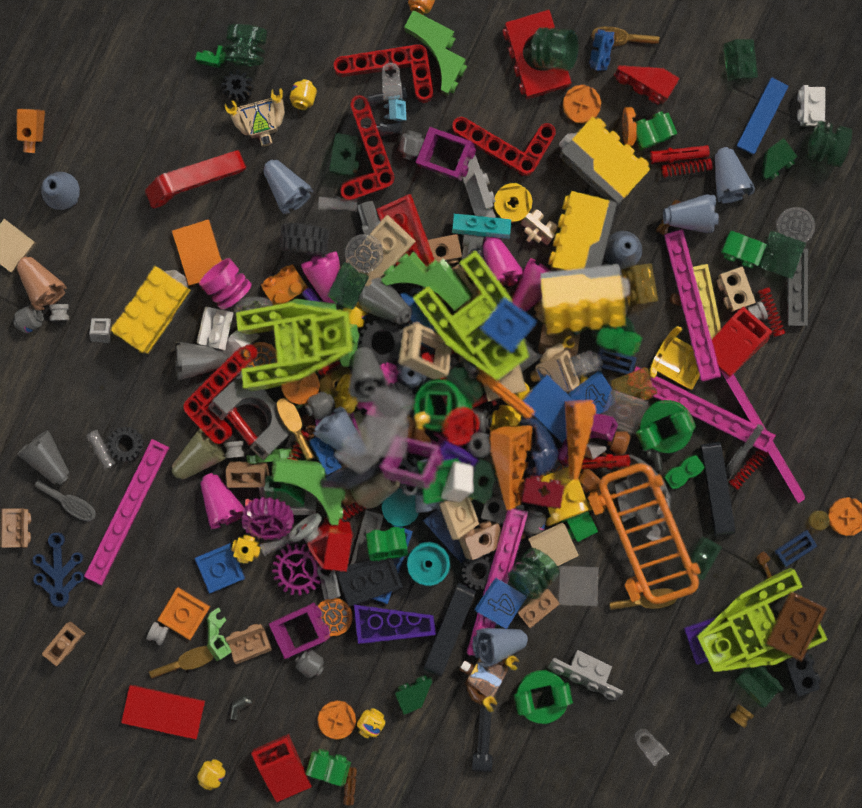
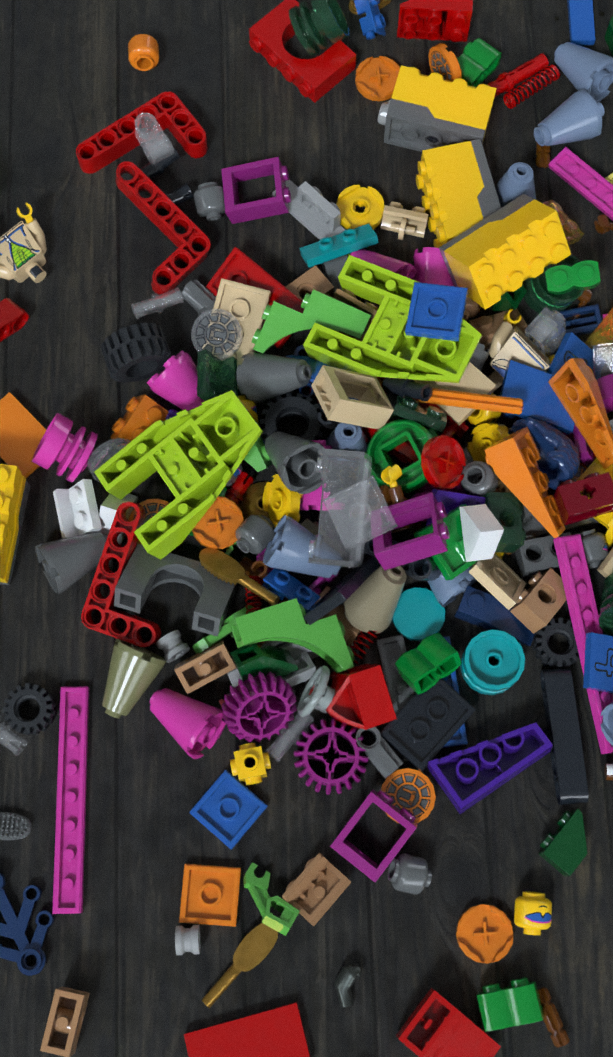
camera: 30 degrees left, 15 degrees down
(242, 427) = (168, 614): red pin -> none
(286, 186) = (87, 309): sand blue cone -> none
(303, 94) = (56, 205): yellow head -> none
(342, 144) = (135, 234): clear green brick -> none
(397, 110) = (174, 173): medium azure tile -> none
(438, 39) = (187, 83): bright green arch -> none
(504, 147) = (320, 154): red beam -> none

